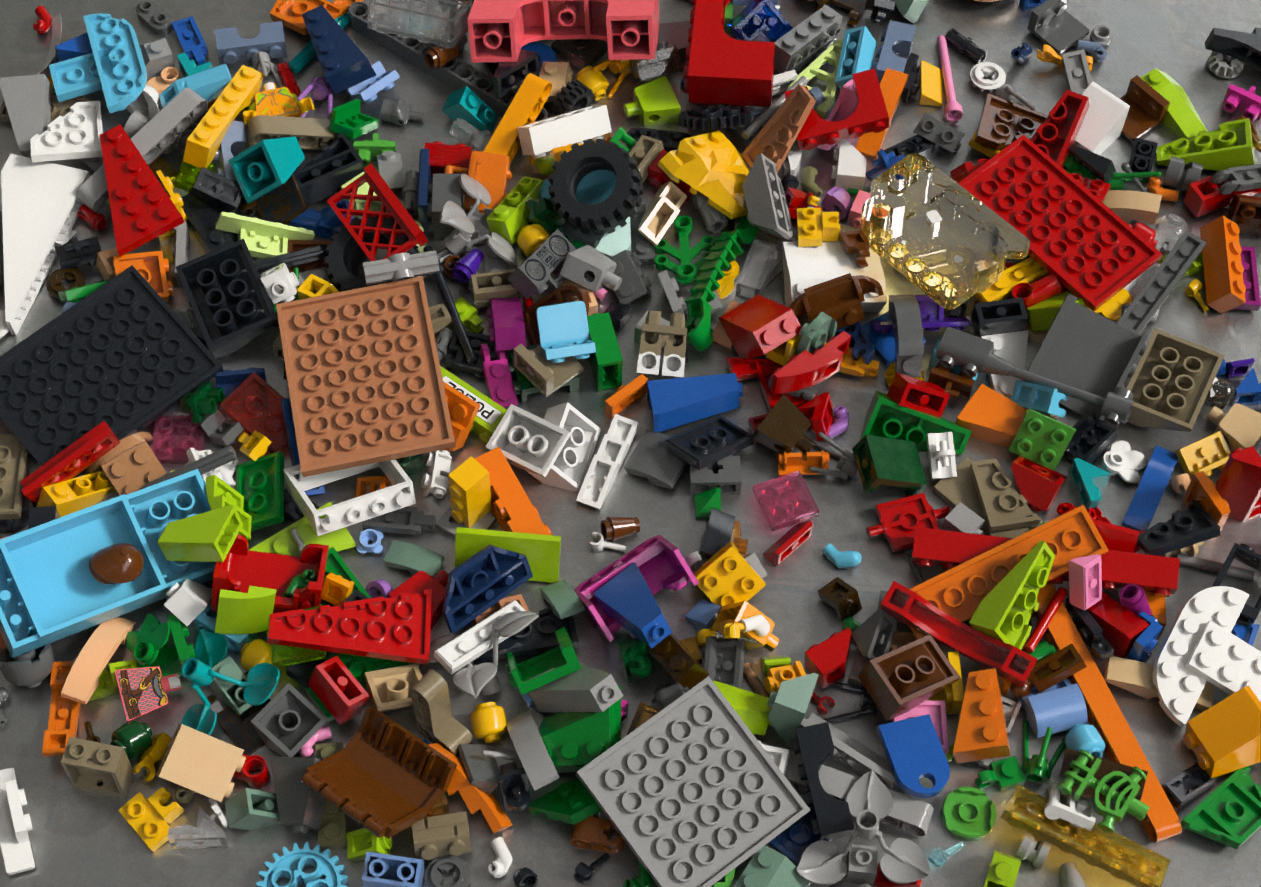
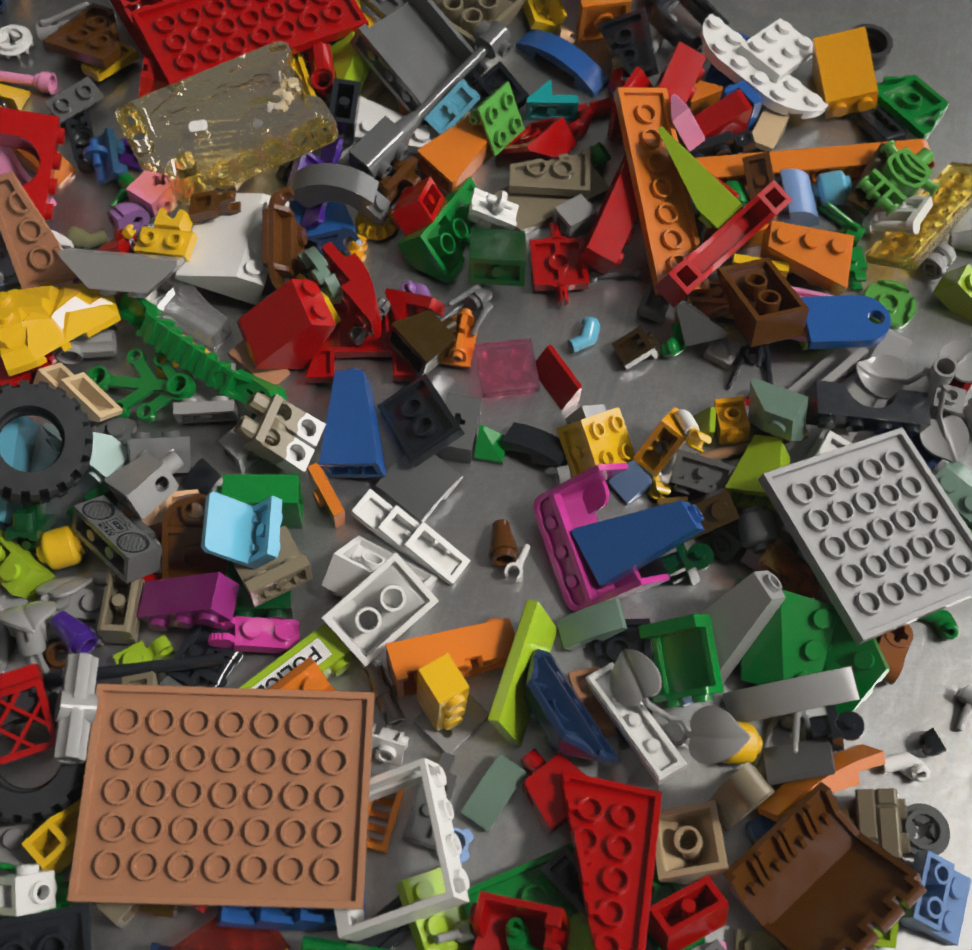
camera: 80 degrees left, 5 degrees up
(336, 589) = (536, 889): light orange tile -> none
(378, 588) = (535, 842): medium lavender tile -> none
(585, 872) = (927, 674): black hand -> none
(740, 543) = (549, 425): clear orange hand -> none
(829, 658) = (710, 373): red slope -> none
(850, 167) = (85, 194): white slope -> none
(939, 857) = (933, 338): clear light blue hand -> none
(1124, 462) = (530, 72): white plate -> none
(1134, 599) = (702, 91): magenta cone -> none

